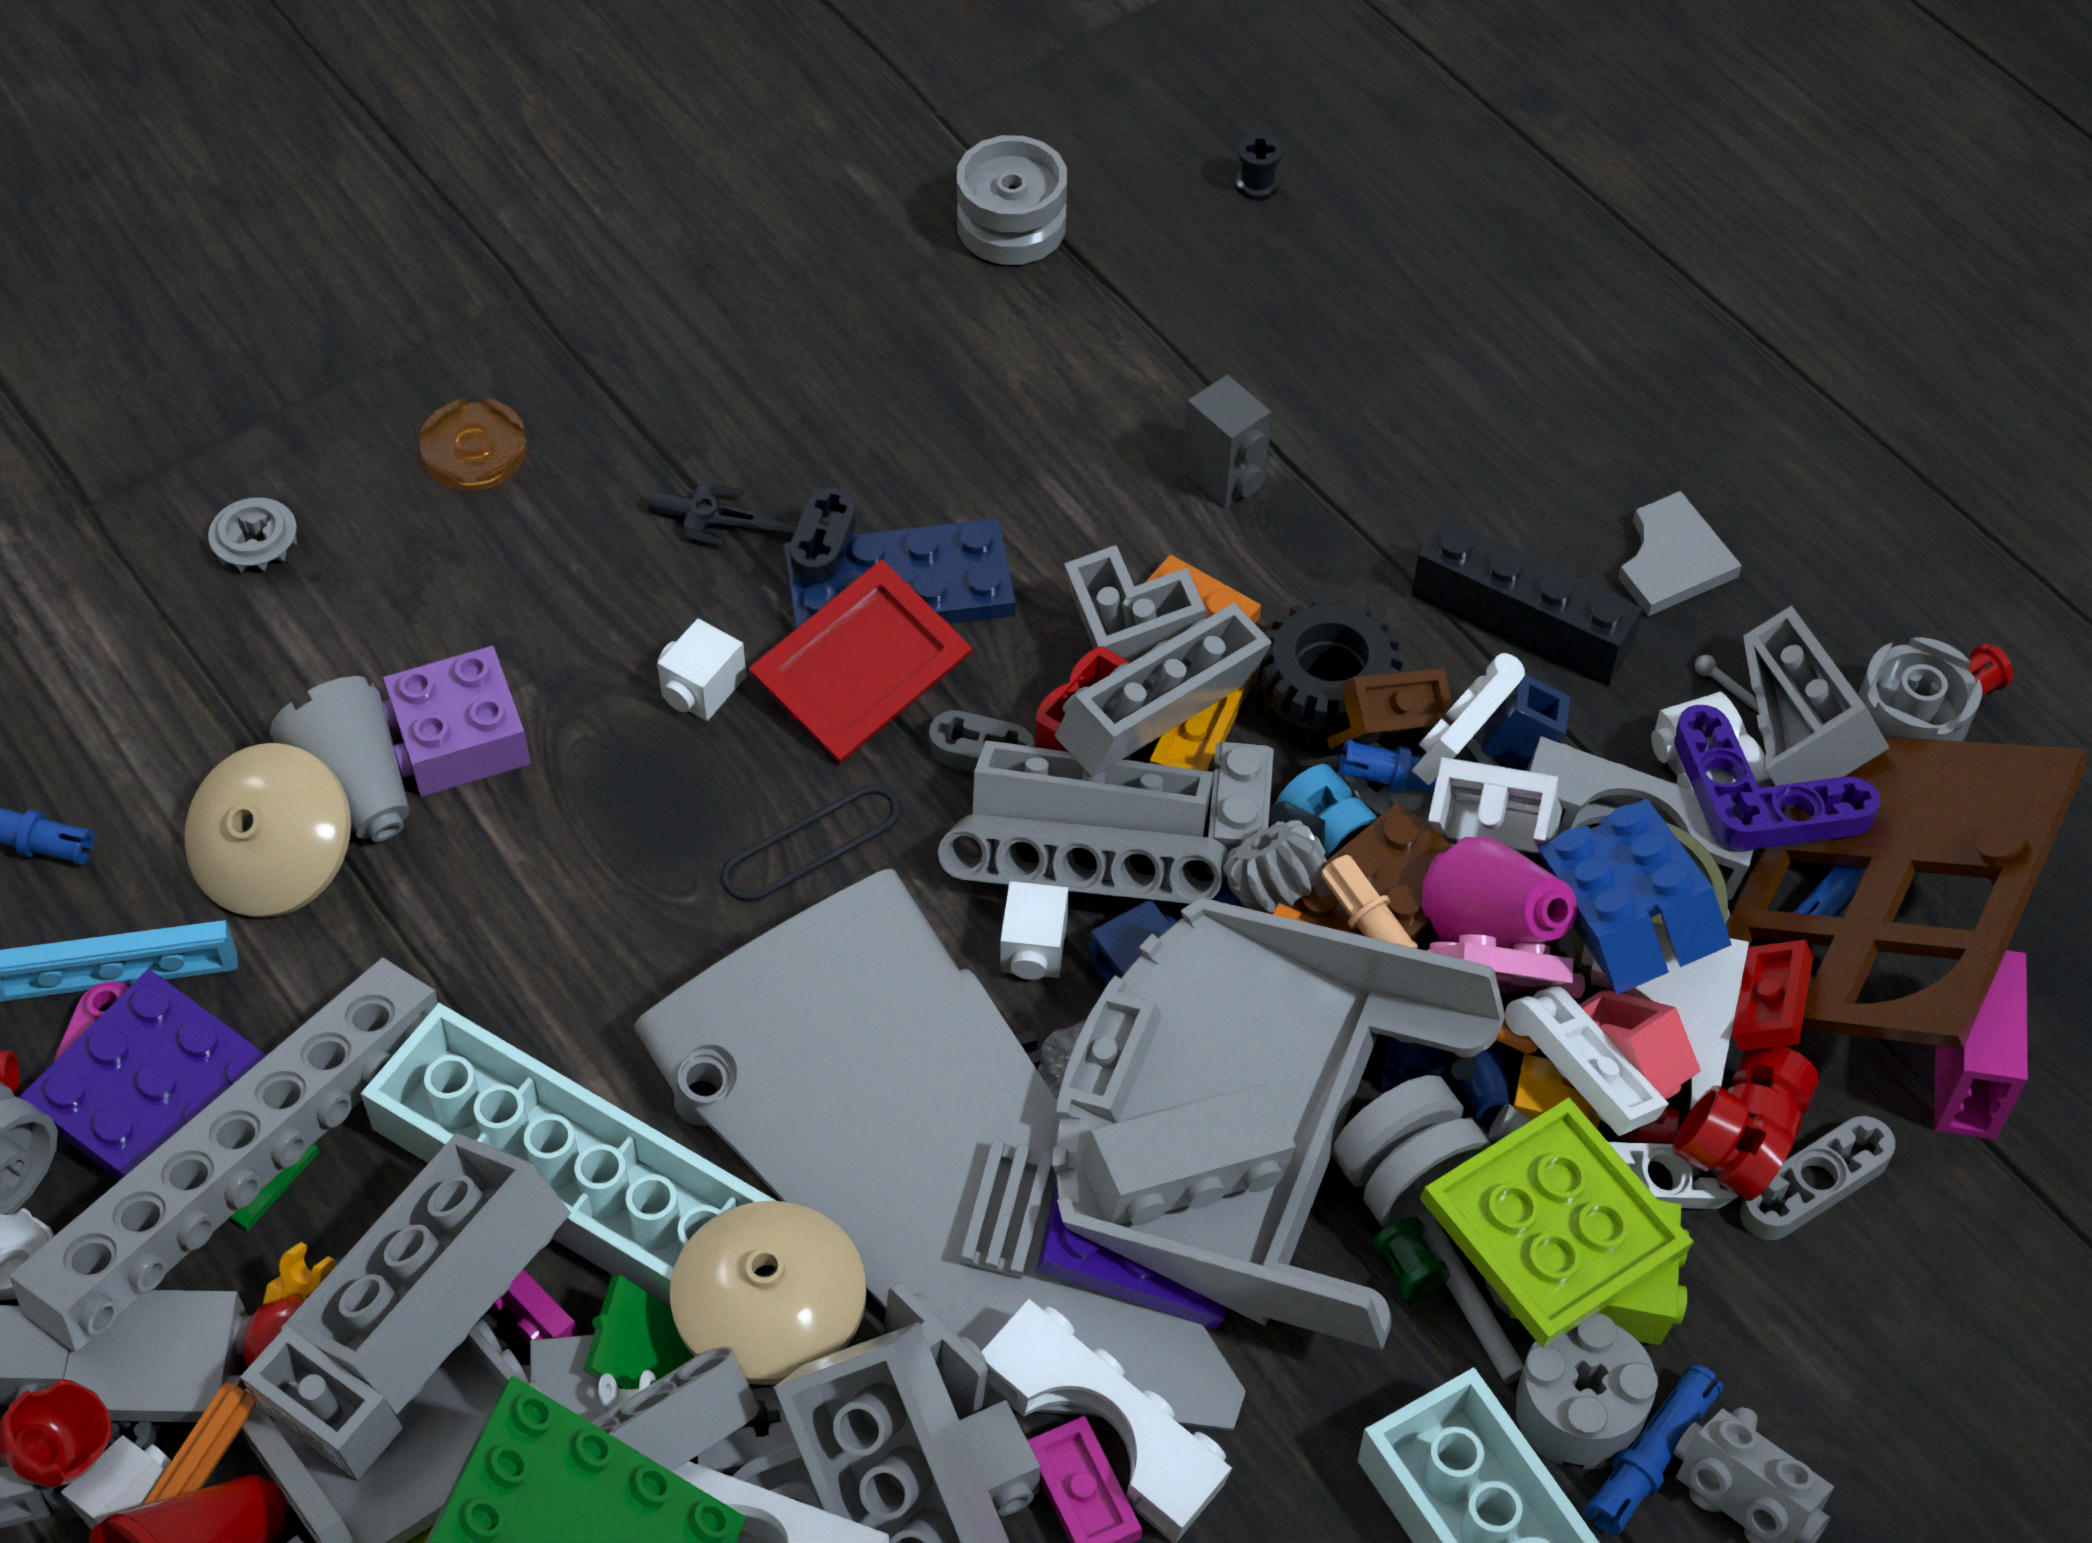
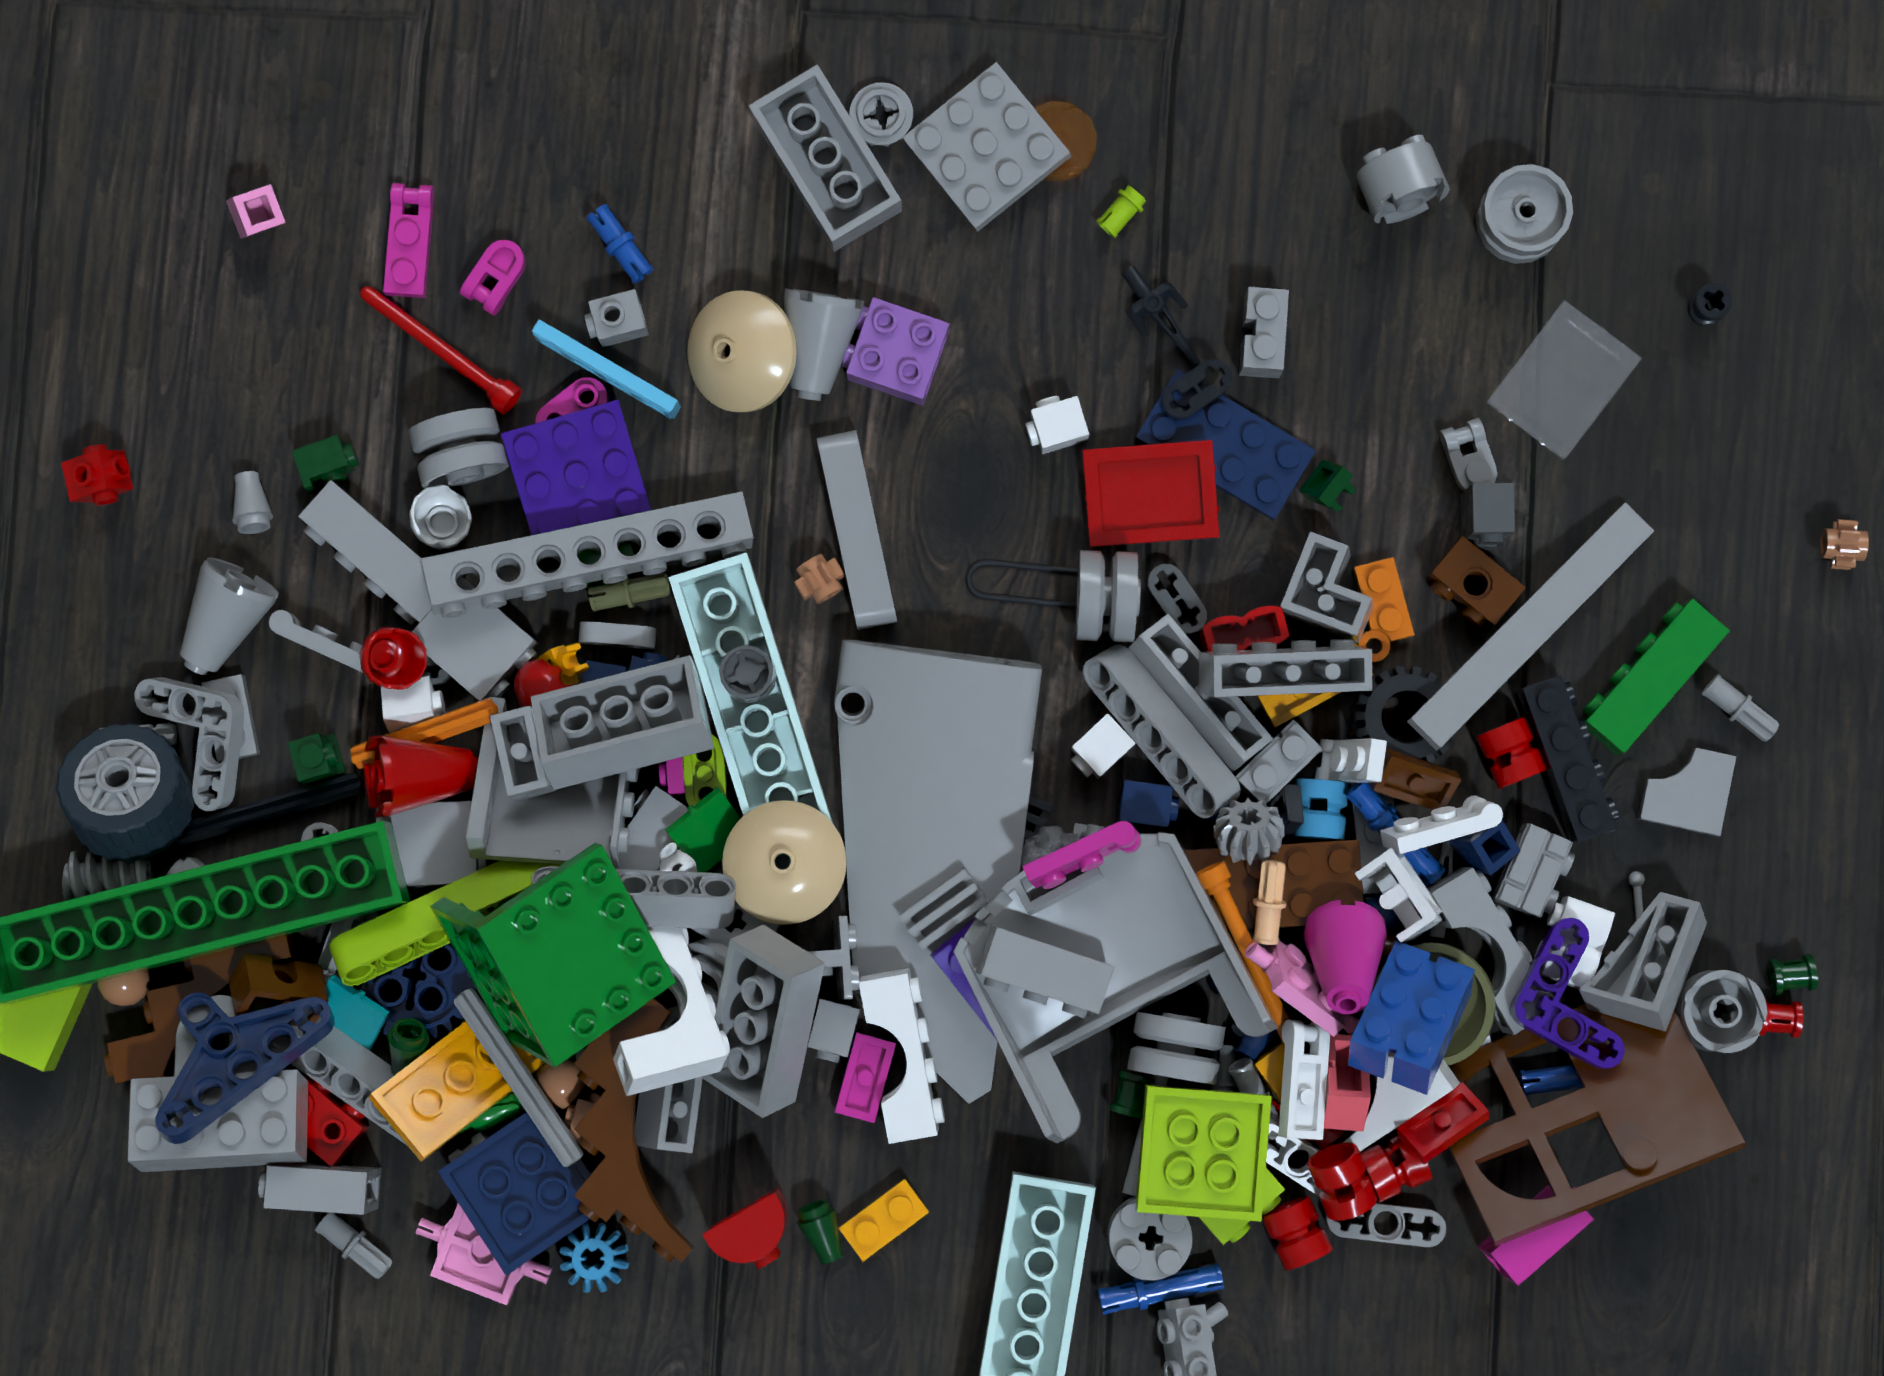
camera: 45 degrees right, 30 degrees up
(84, 899) = (616, 318): none -> light grey brick
(219, 595) = (825, 158): none -> light grey brick
(322, 1172) = (629, 591): none -> olive axle
(342, 1223) = (617, 635): none -> light grey beam
(398, 486) = (987, 146): none -> light grey plate
(547, 1104) = (747, 674): none -> dark grey wheel
(552, 991) = (819, 578): none -> nougat gear
(557, 918) = (856, 530): none -> light grey beam
(586, 1295) = (704, 774): none -> lime plate
(598, 444) = (1121, 211): none -> lime pin
(843, 442) = (1266, 315): none -> light grey brick
(865, 243) = (1401, 180): none -> light grey brick
(903, 770) = (1107, 596): none -> light grey wheel
(1041, 537) = (1326, 484): none -> dark green tile
(1117, 985) = (1082, 854): none -> dark pink plate
(1162, 441) = (1474, 467): none -> light grey plate
(1185, 316) = (1564, 380): none -> clear piece
(1275, 518) = (1498, 590): none -> reddish brown brick
(1319, 720) = (1352, 760): none -> white plate
(1369, 510) = (1530, 626): none -> light grey tile
(1449, 622) = (1511, 753): none -> red wheel
(1530, 471) = (1653, 676): none -> green brick
(1584, 259) = (1844, 544): none -> nougat gear
(1605, 713) = (1531, 874): none -> light grey brick
(1638, 451) = (1740, 708): none -> light grey axle
(1739, 1254) = (1297, 1233): none -> red wheel
(1950, 622) = (1792, 974): none -> dark green bush

